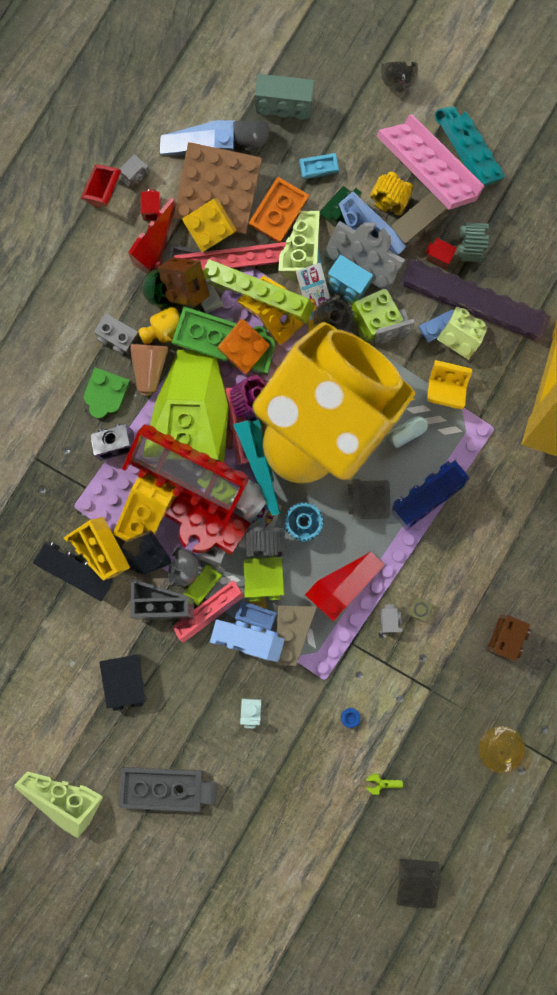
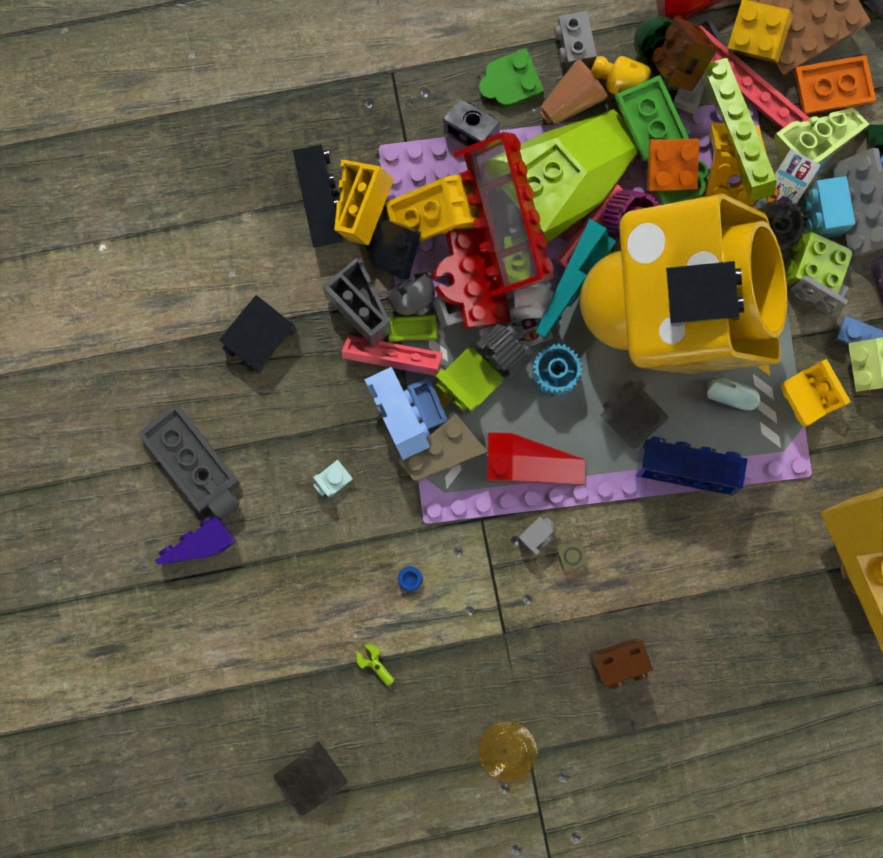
camera: 50 degrees right, 0 degrees up
(64, 804) = (97, 382): yellowish green wedge -> none
(222, 823) = (205, 542): none -> dark purple slope
(344, 407) = (704, 292): none -> black panel

